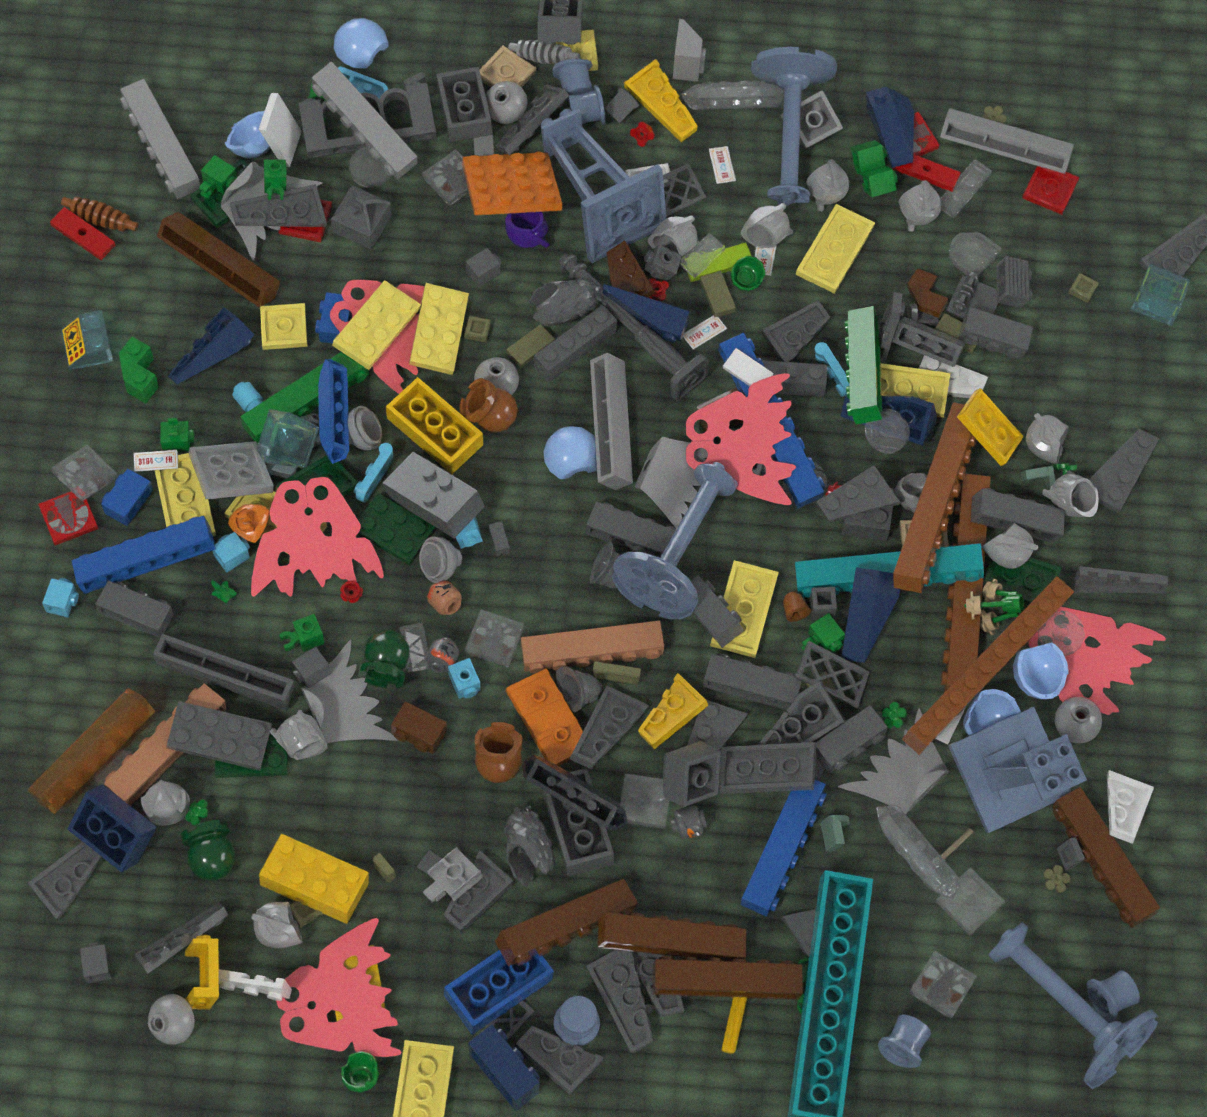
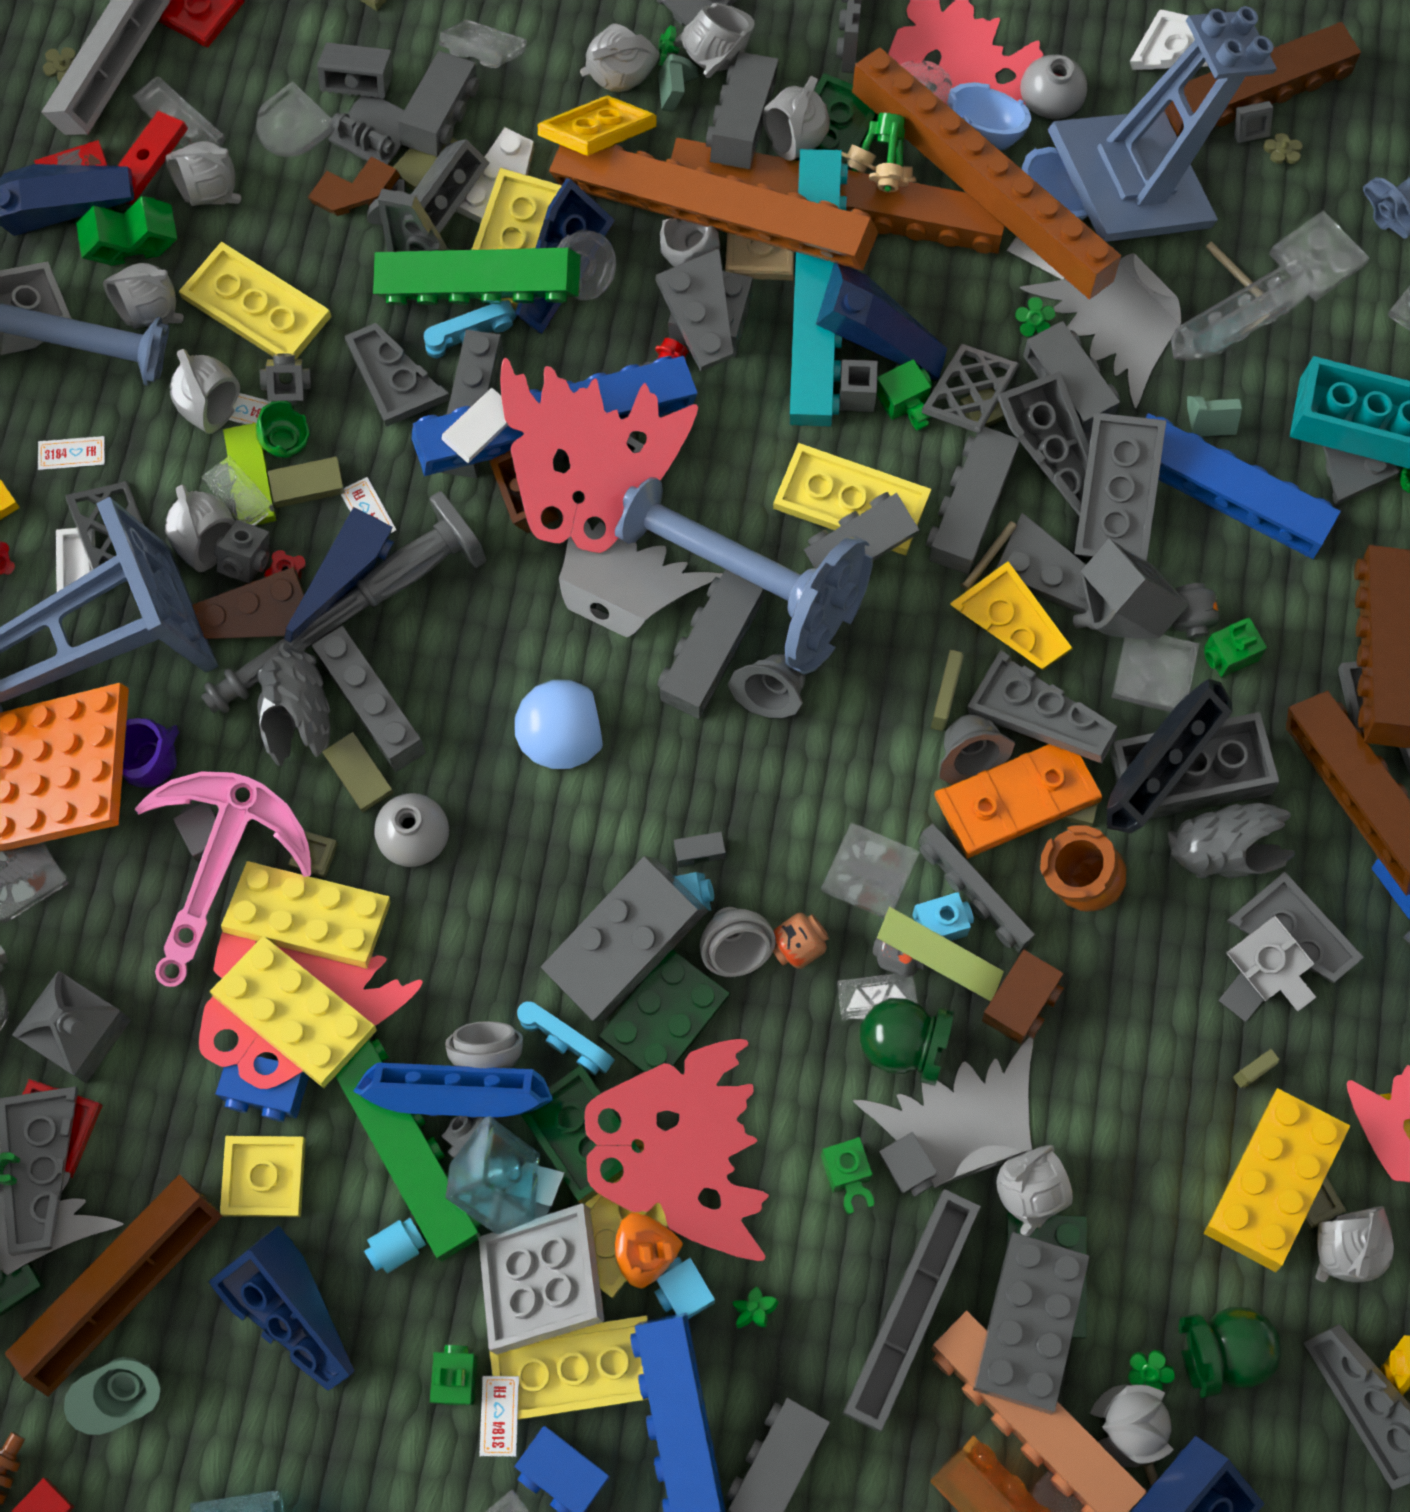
camera: 80 degrees left, 5 degrees up
(134, 361) = (298, 1452): green brick -> none
(158, 266) = (112, 1396): none -> sand green piece
(351, 586) = (770, 1082): red plate -> none
(434, 425) = (492, 931): yellow brick -> none
(440, 672) = (940, 954): none -> yellowish green sticker
(472, 274) = (227, 831): none -> bright pink piece
(489, 406) = (472, 839): dark orange tile -> none
(491, 692) = (984, 899): none -> dark grey plate
(590, 645) = (899, 723): nougat brick -> none
(611, 421) = (517, 655): light grey brick -> none
(665, 848) = (1234, 647): none -> green brick
(714, 695) = (980, 567): none -> dark tan piece
(781, 270) = (285, 391): none -> dark grey brick
(795, 607) = (854, 427): dark orange hat -> none
(1045, 354) = (482, 42): none -> clear plate

